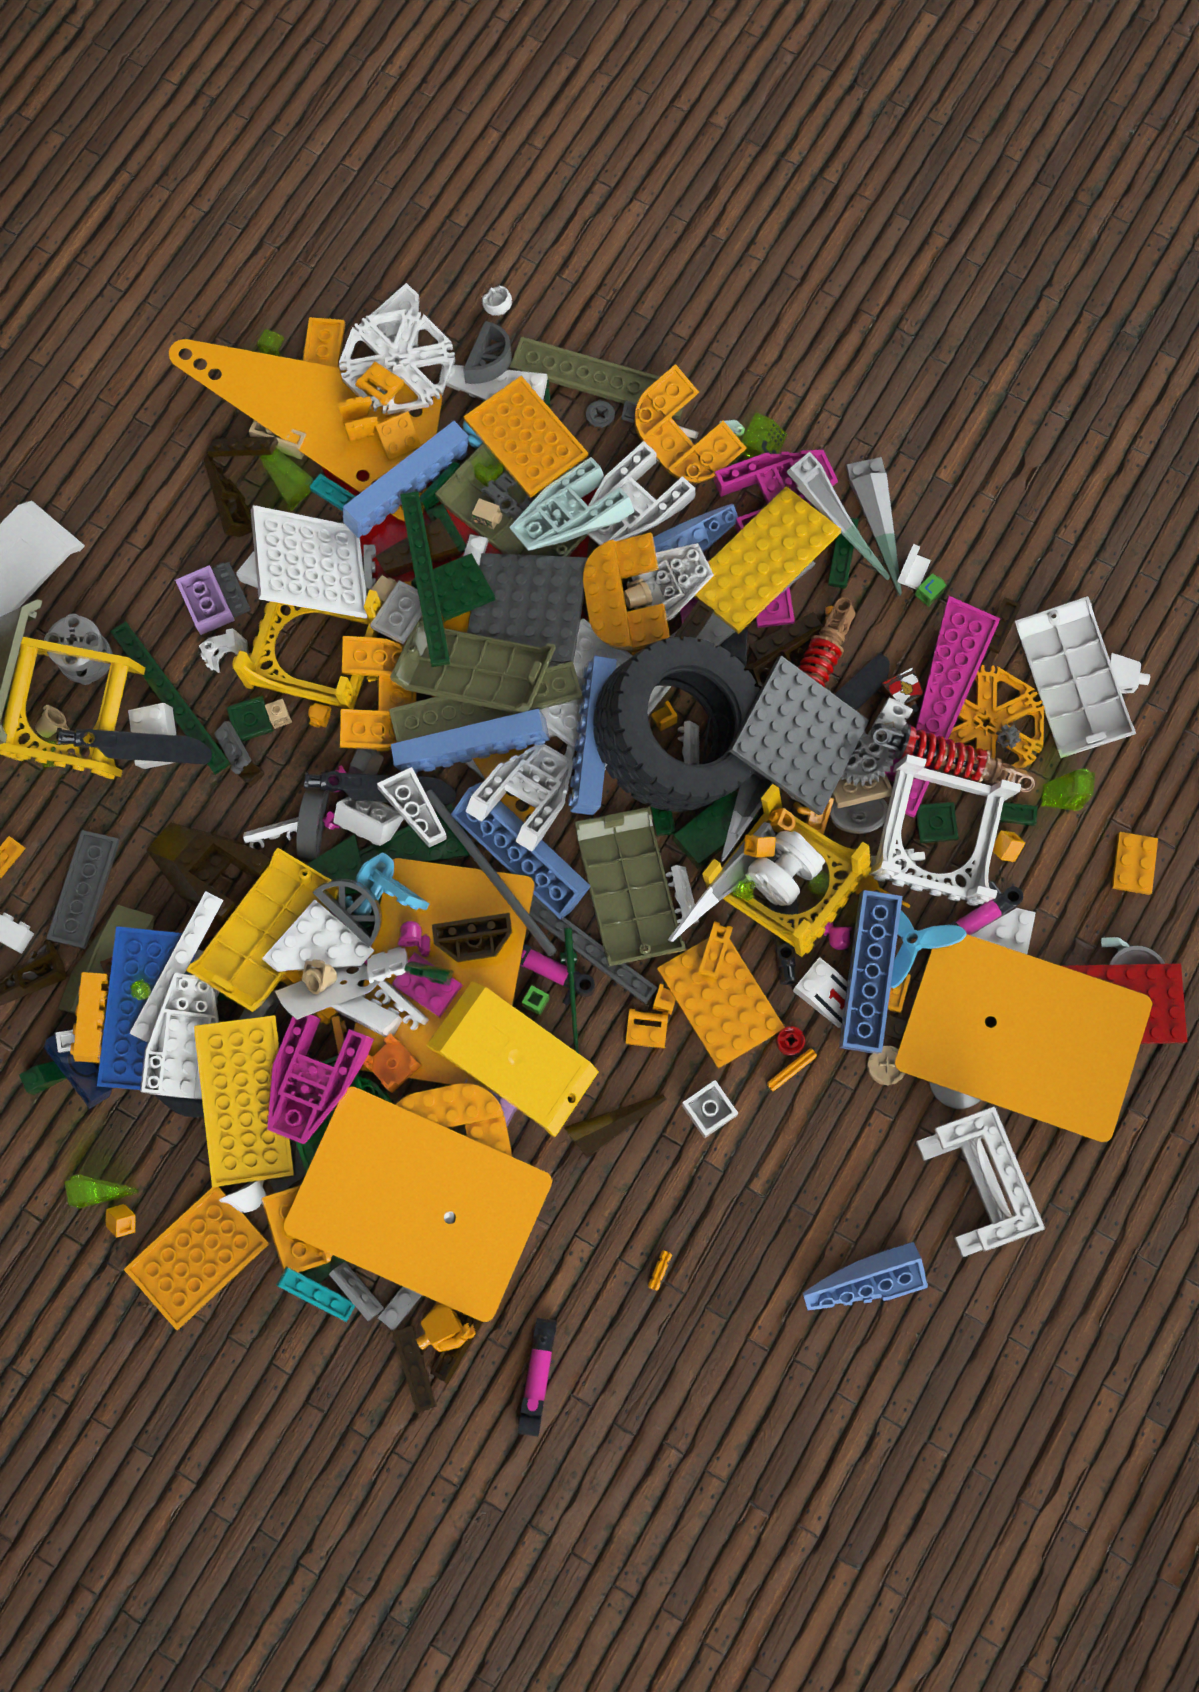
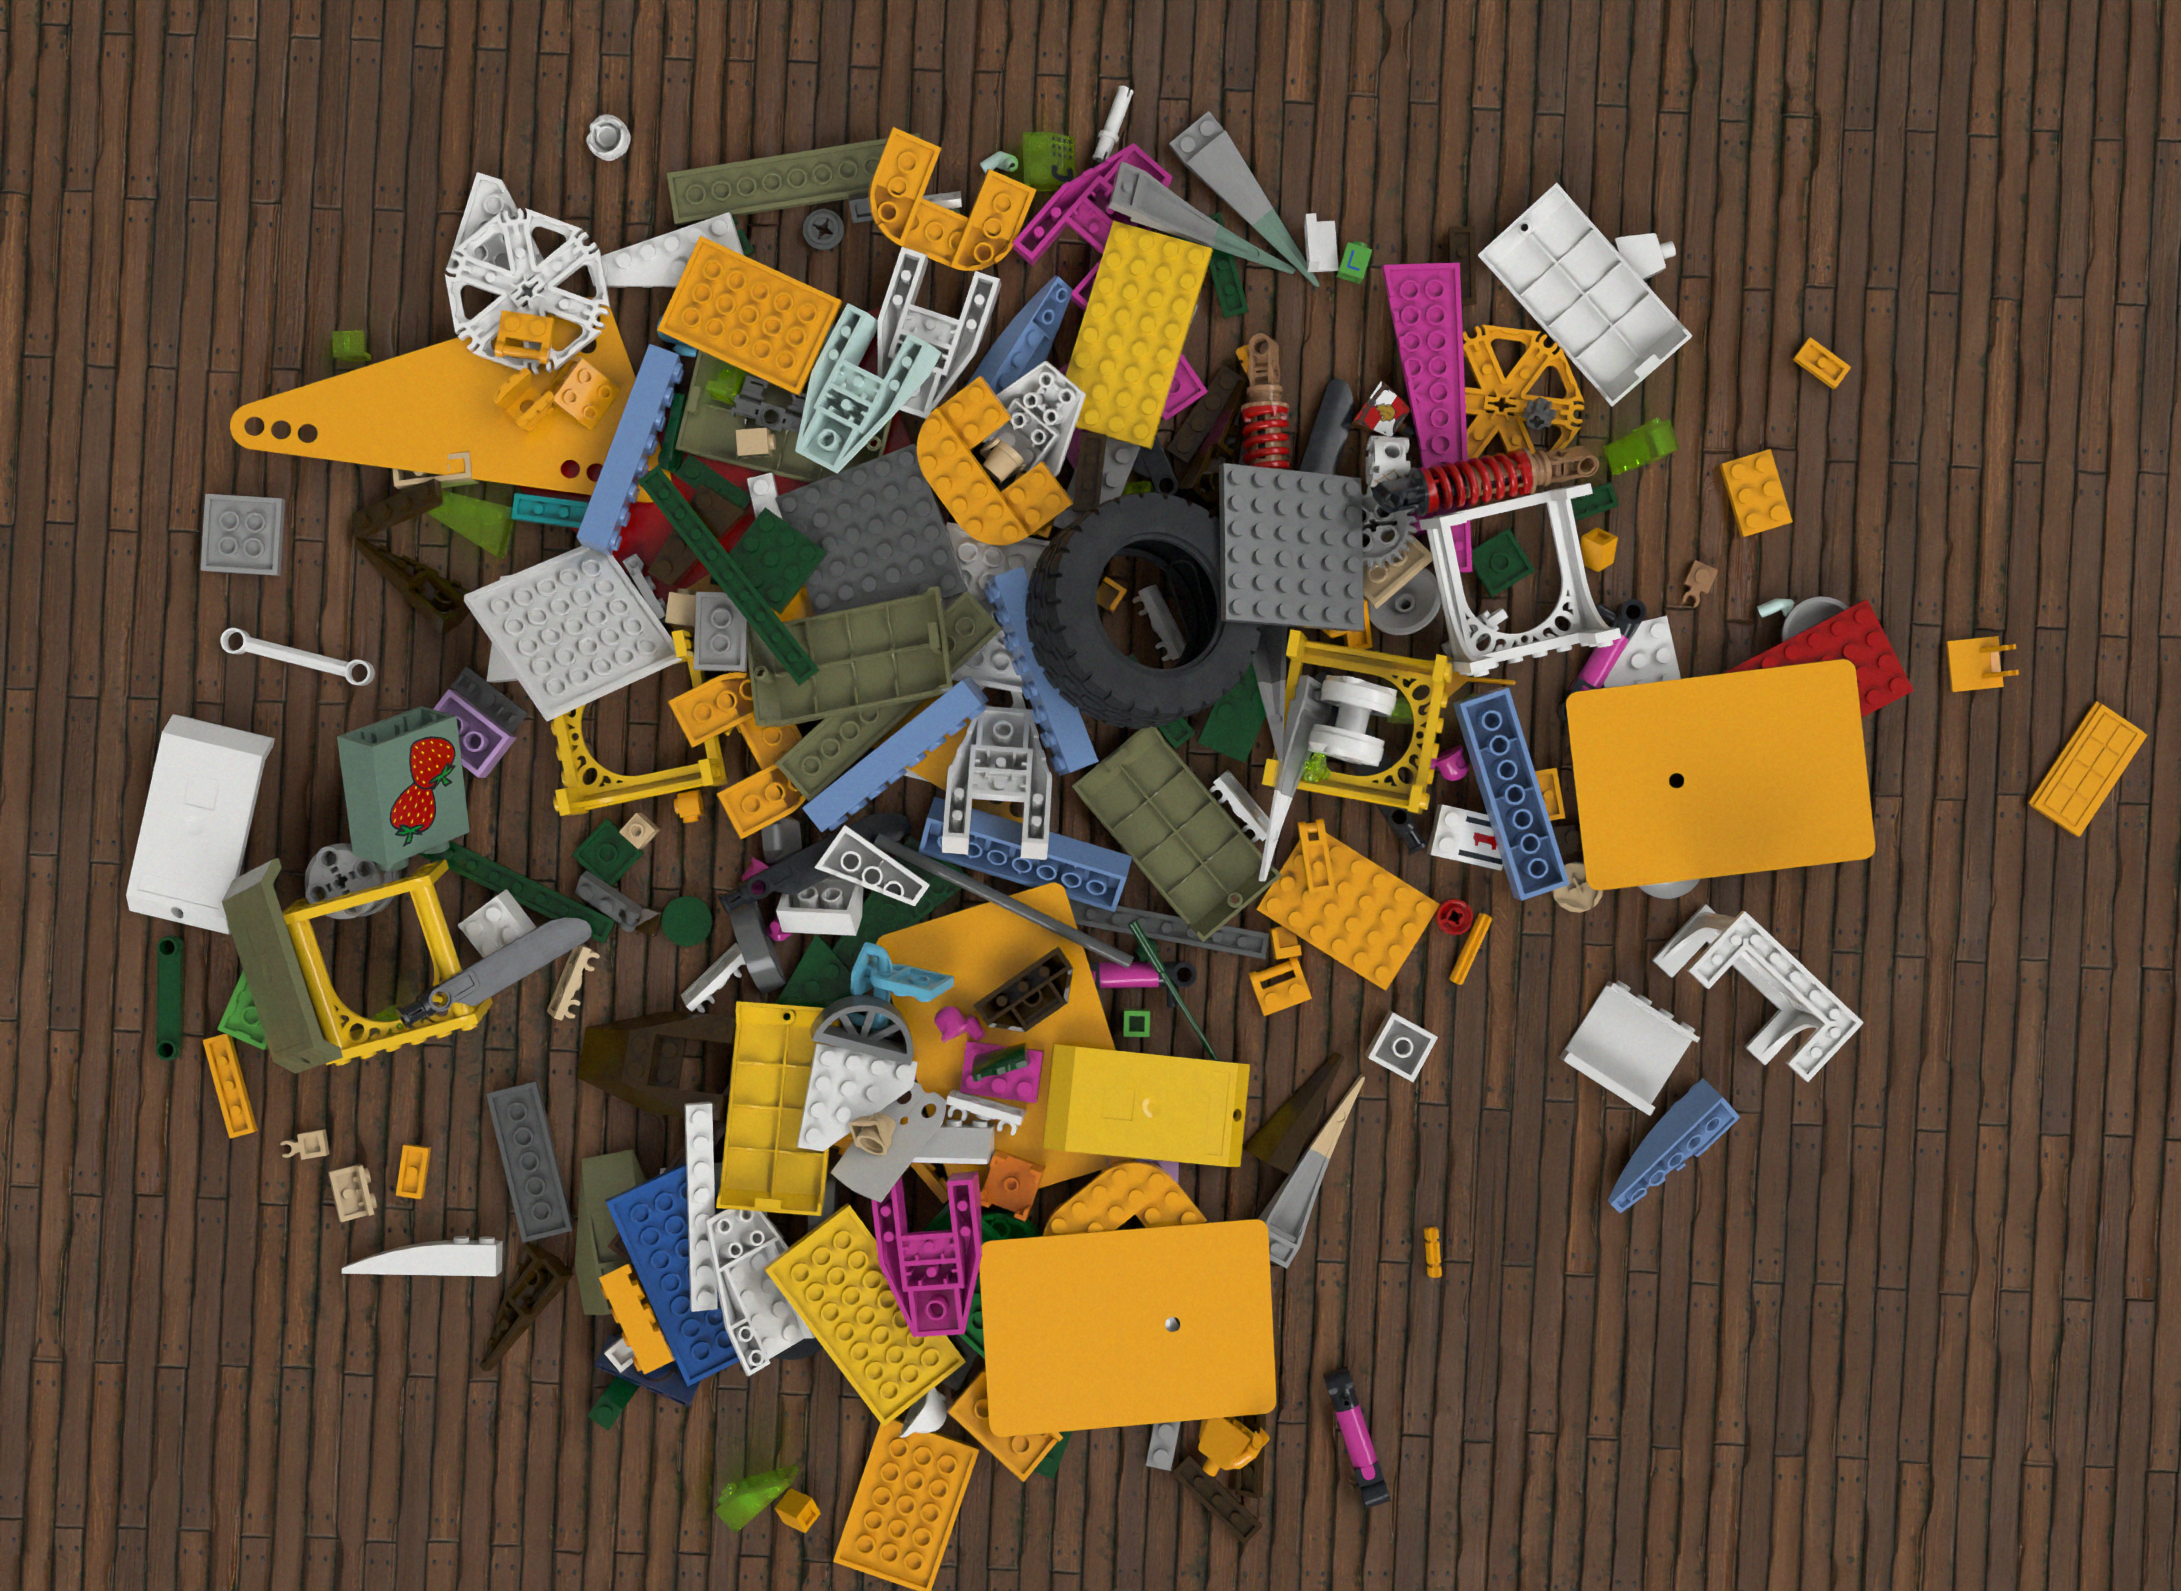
camera: 25 degrees left, 15 degrees up
(50, 721) = (371, 982): tan piece -> none
(129, 506) = (296, 656): none -> white piece
(139, 419) = (242, 534): none -> light grey plate
(140, 990) = (676, 1258): clear neon green plate -> none
(145, 603) = (404, 786): none -> sand green brick
(179, 786) = (570, 982): none -> tan plate
(228, 642) = (533, 771): white tile -> none
(275, 787) = (687, 921): none -> dark green tile
(315, 1294) = (1065, 1480): teal tile -> none
(324, 341) = (417, 309): light orange plate -> none
(356, 1291) = (1107, 1451): light grey plate -> none
(385, 964) = (944, 1074): white plate -> none
(475, 369) = (640, 263): dark grey window -> none
(578, 1182) = (1293, 1202): none -> light grey plate
(759, 846) = (1311, 716): light orange panel -> none
(781, 820) = (1318, 661): light orange plate -> none
(810, 442) = (1109, 134): none -> white pin
(871, 1194) = (1628, 1045): none -> white panel
(930, 938) = (1561, 715): medium azure piece -> none
(1068, 900) = (1698, 579): none -> medium nougat plate

